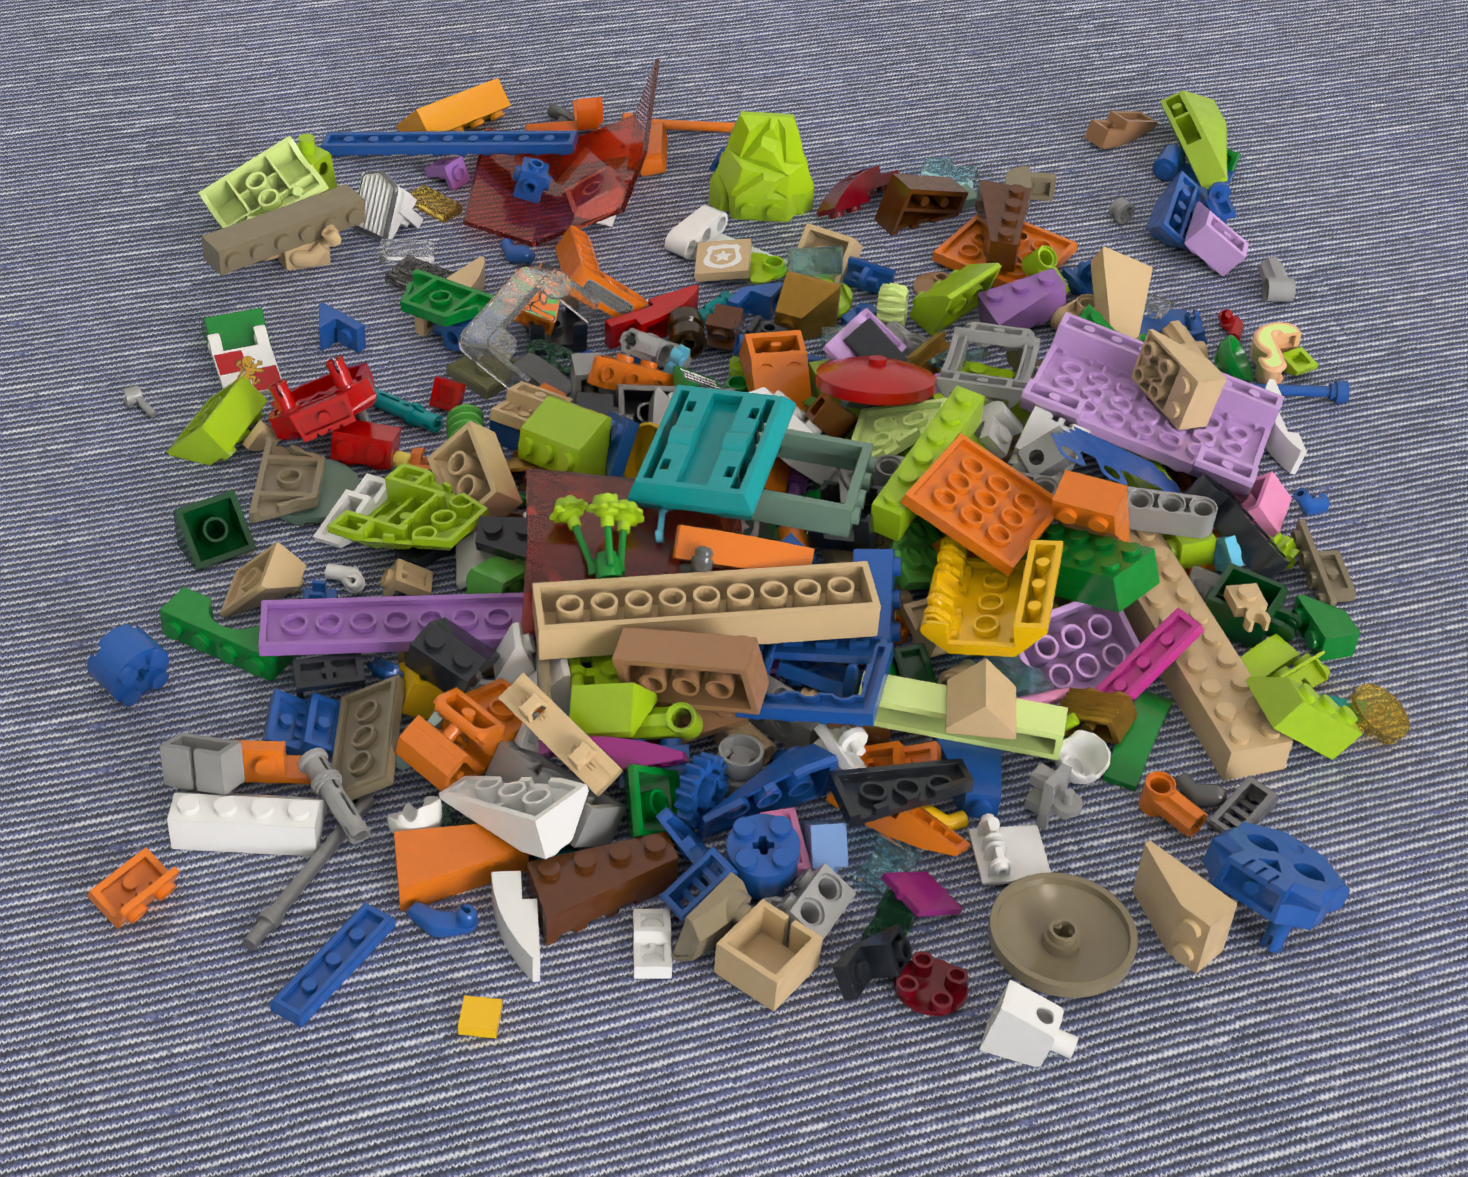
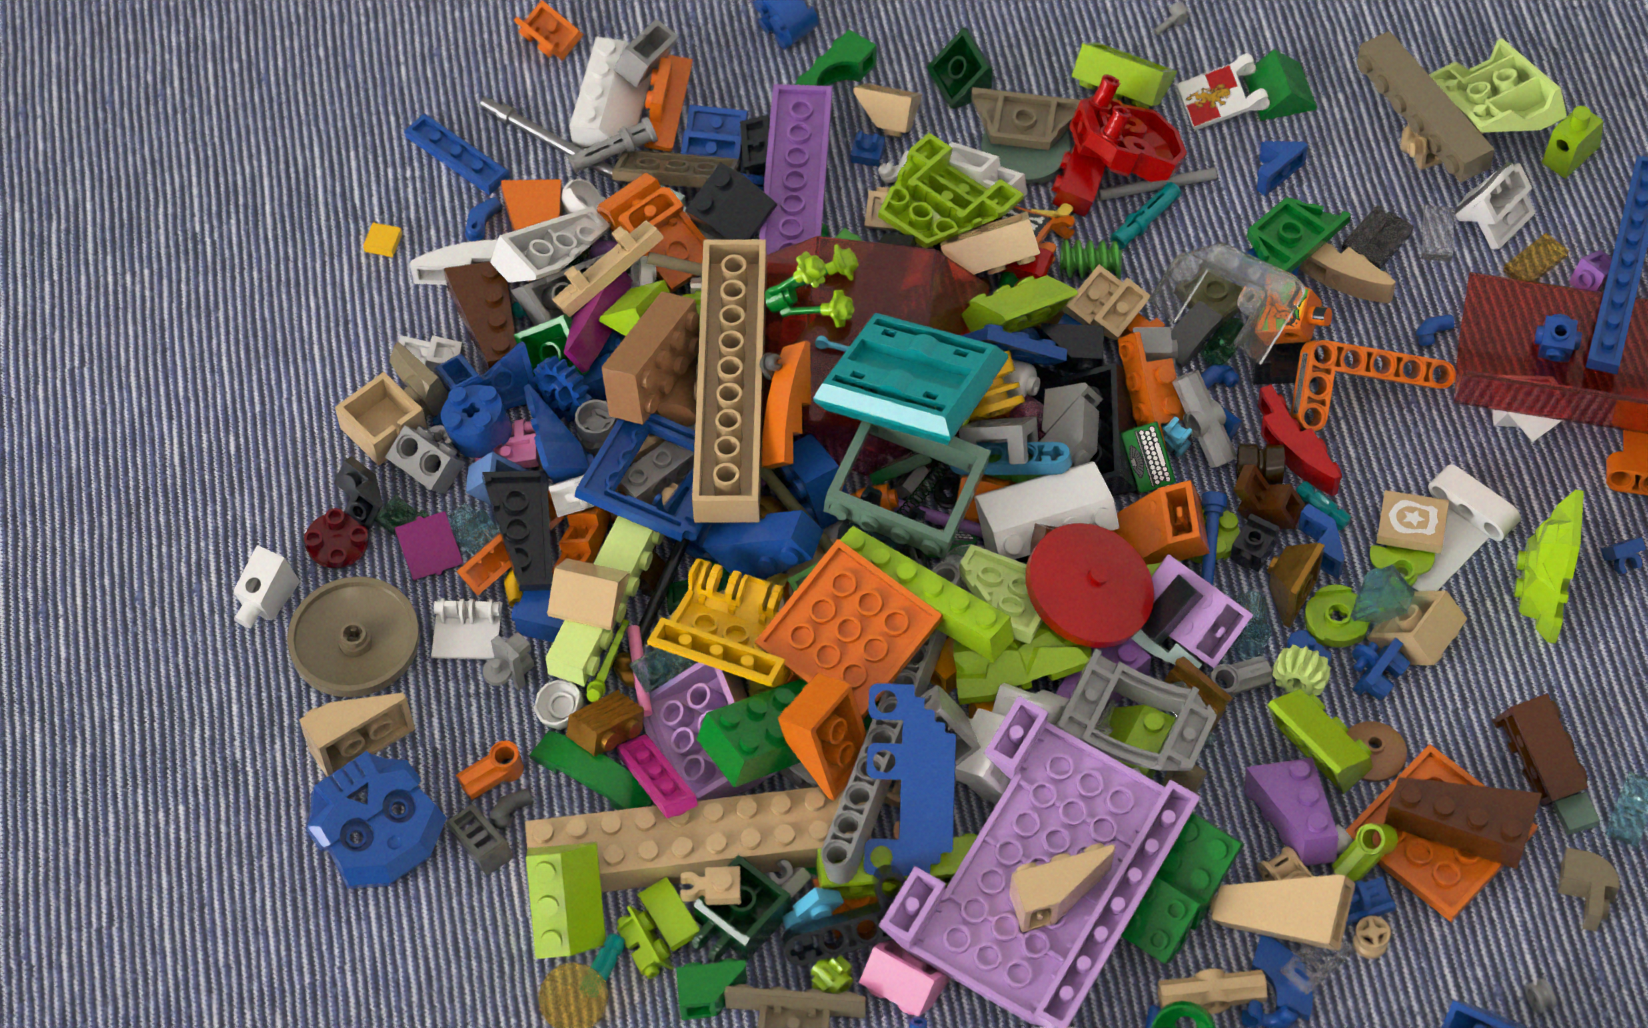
camera: 105 degrees right, 15 degrees up
(447, 393) = (1163, 251): red tile -> none
(854, 191) = (1555, 670): dark red slope -> none

